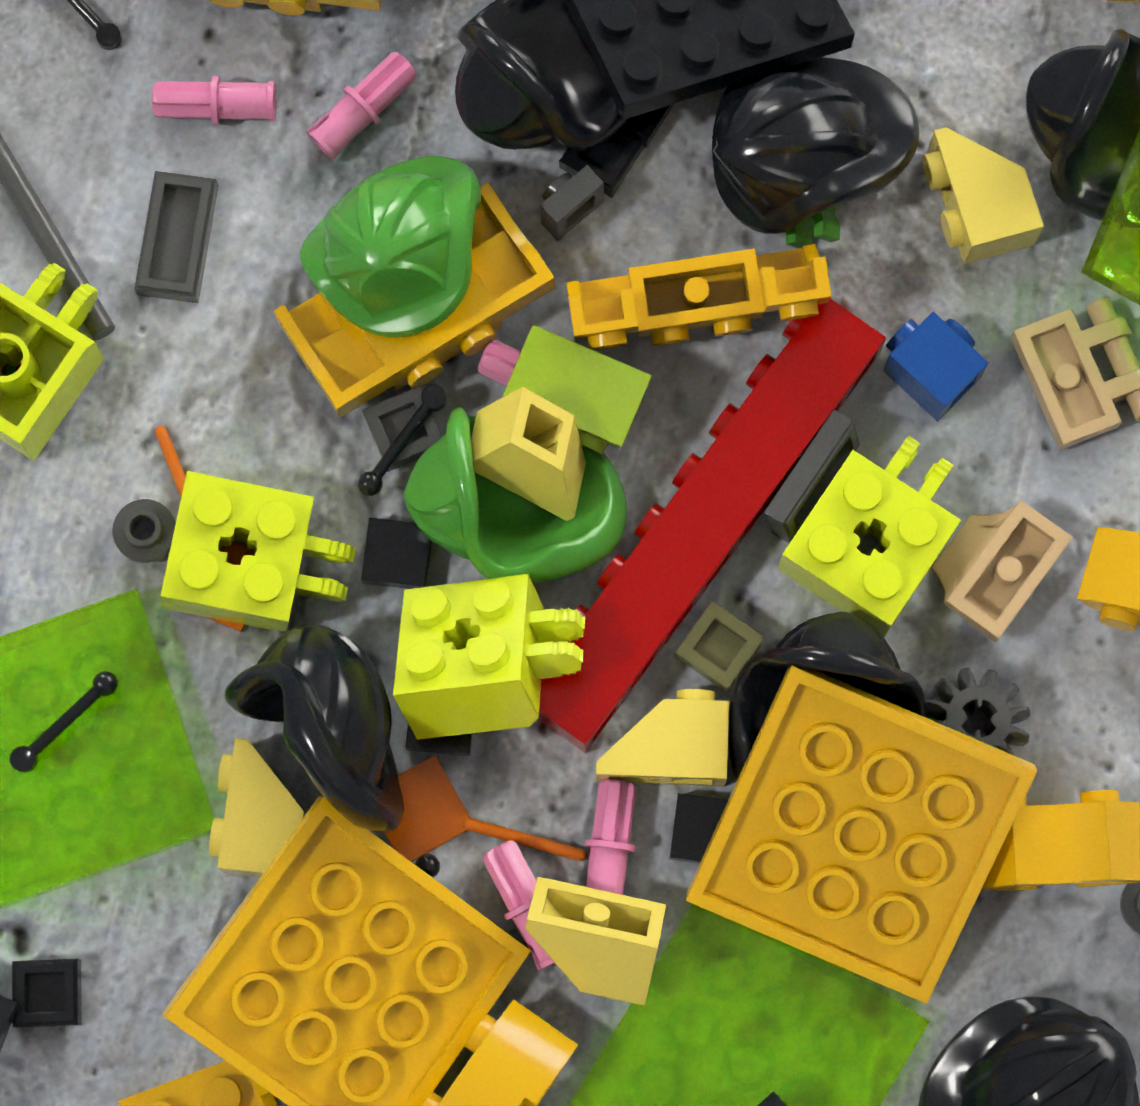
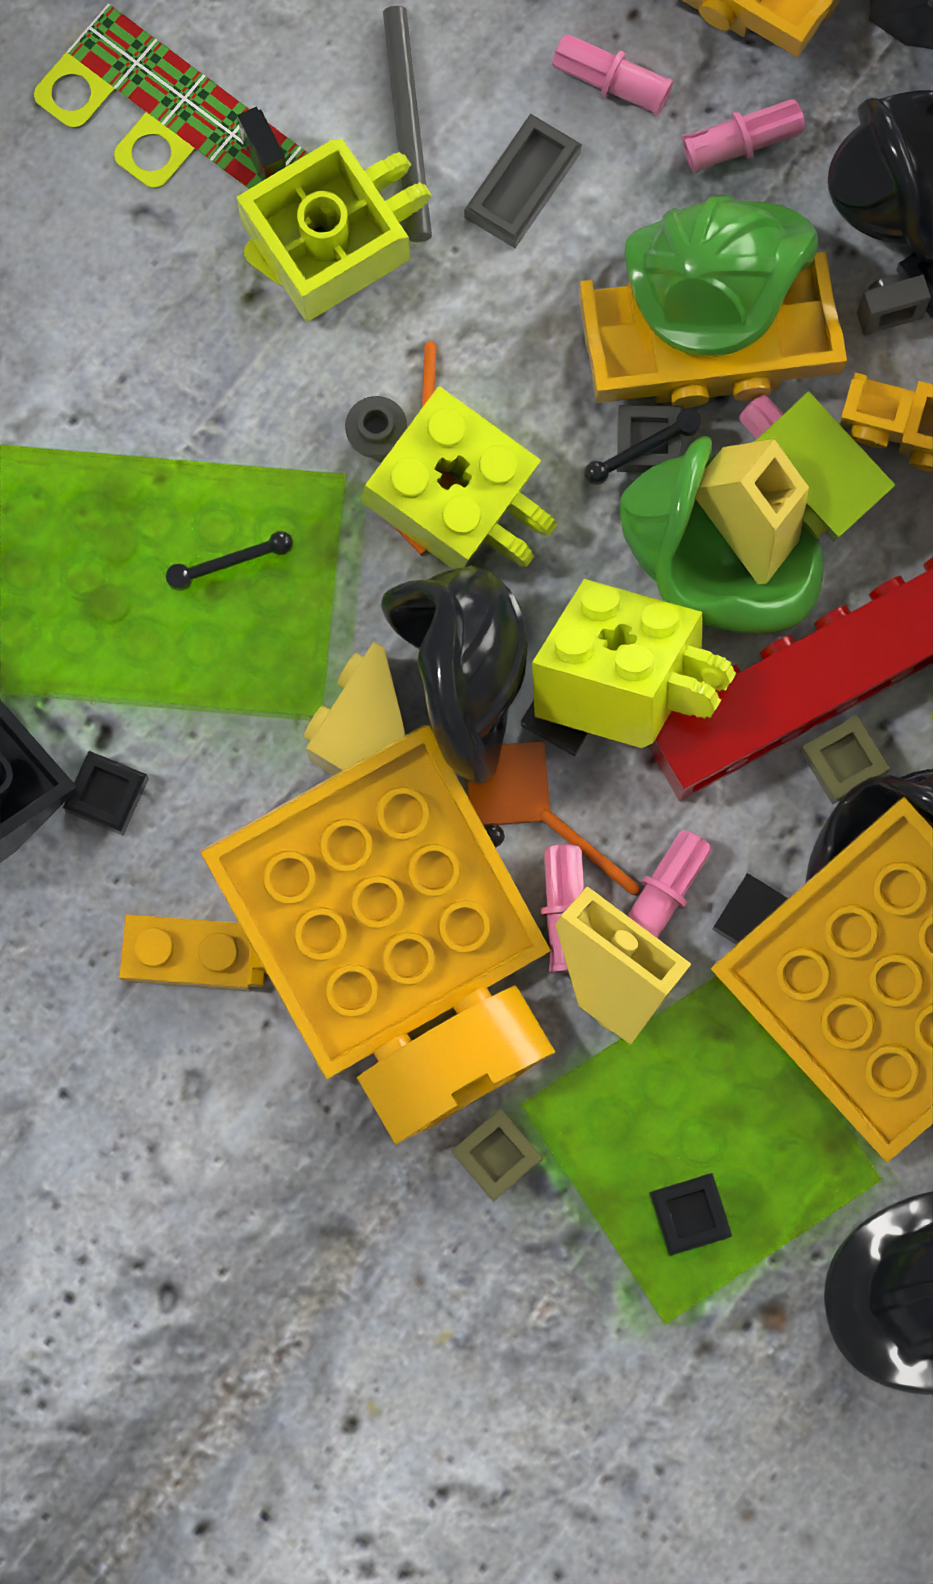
camera: 25 degrees right, 0 degrees up
(395, 554) = (590, 547): black tile -> none
(673, 744) = (762, 826): light yellow slope -> none

